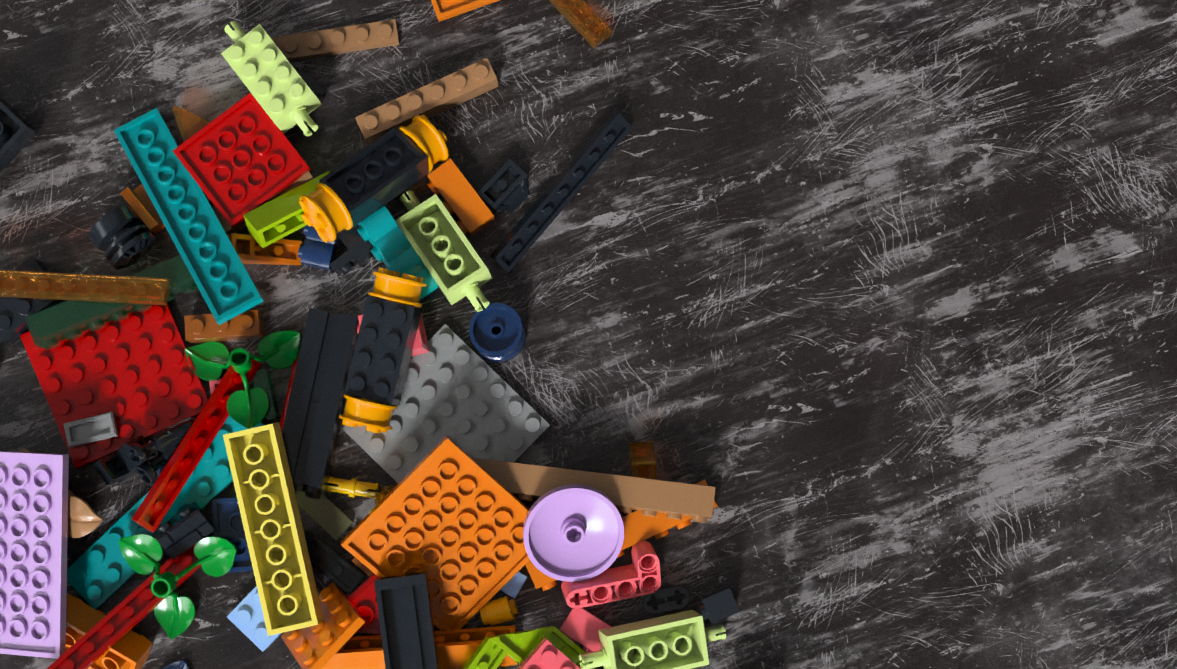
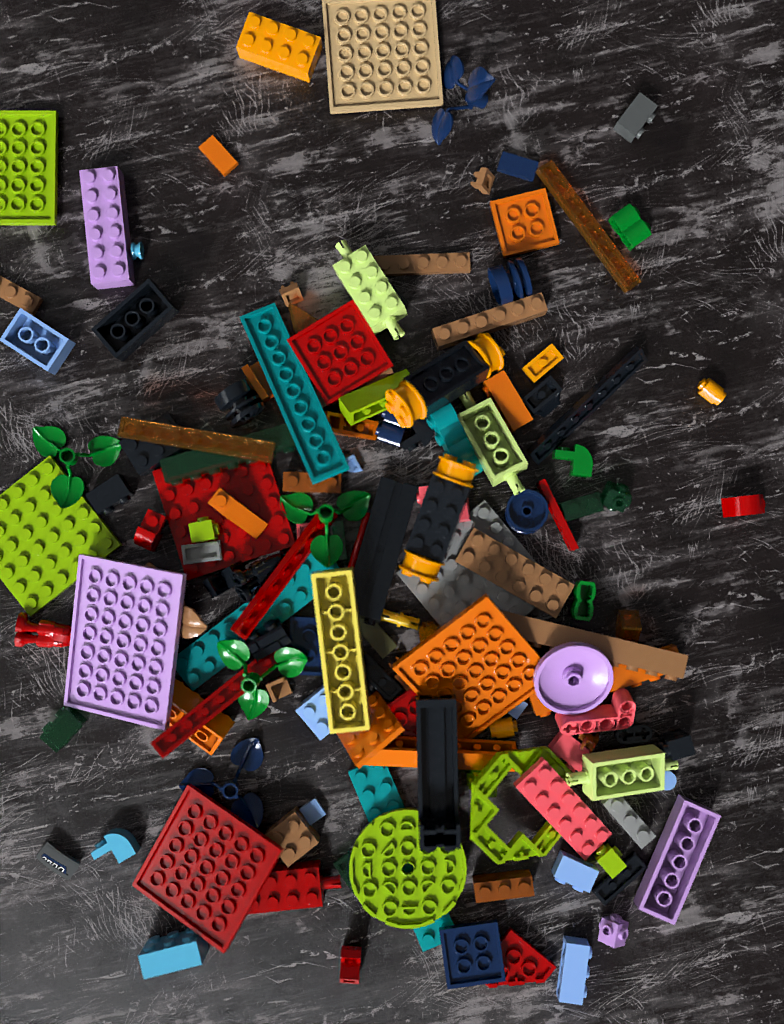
camera: 10 degrees right, 5 degrees up
(20, 413) = (148, 533): none -> red brick
(90, 401) = (203, 530): none -> lime brick
(131, 374) = (237, 513): none -> orange slope
(176, 95) = (291, 294): none -> medium nougat tile
(205, 592) = (279, 688): none -> medium nougat panel
(273, 298) = (354, 466): none -> light blue tile
(446, 49) = (514, 280): none -> dark blue wheel
(490, 410) = (514, 573): none -> medium nougat plate
(500, 145) = (542, 363): none -> light orange plate
(538, 332) = (557, 515): none -> red tile
(560, 259) = (580, 458): none -> green brick
(566, 318) = (581, 506): none -> clear green brick
(581, 428) = (582, 605): none -> green brick
(607, 611) = (589, 740): none -> dark orange plate
(609, 300) = (616, 496): none -> clear green brick
(715, 156) = (711, 391): none -> light orange brick
(717, 654) = (670, 780): none -> light blue tile
(771, 293) = (743, 505): none -> red brick

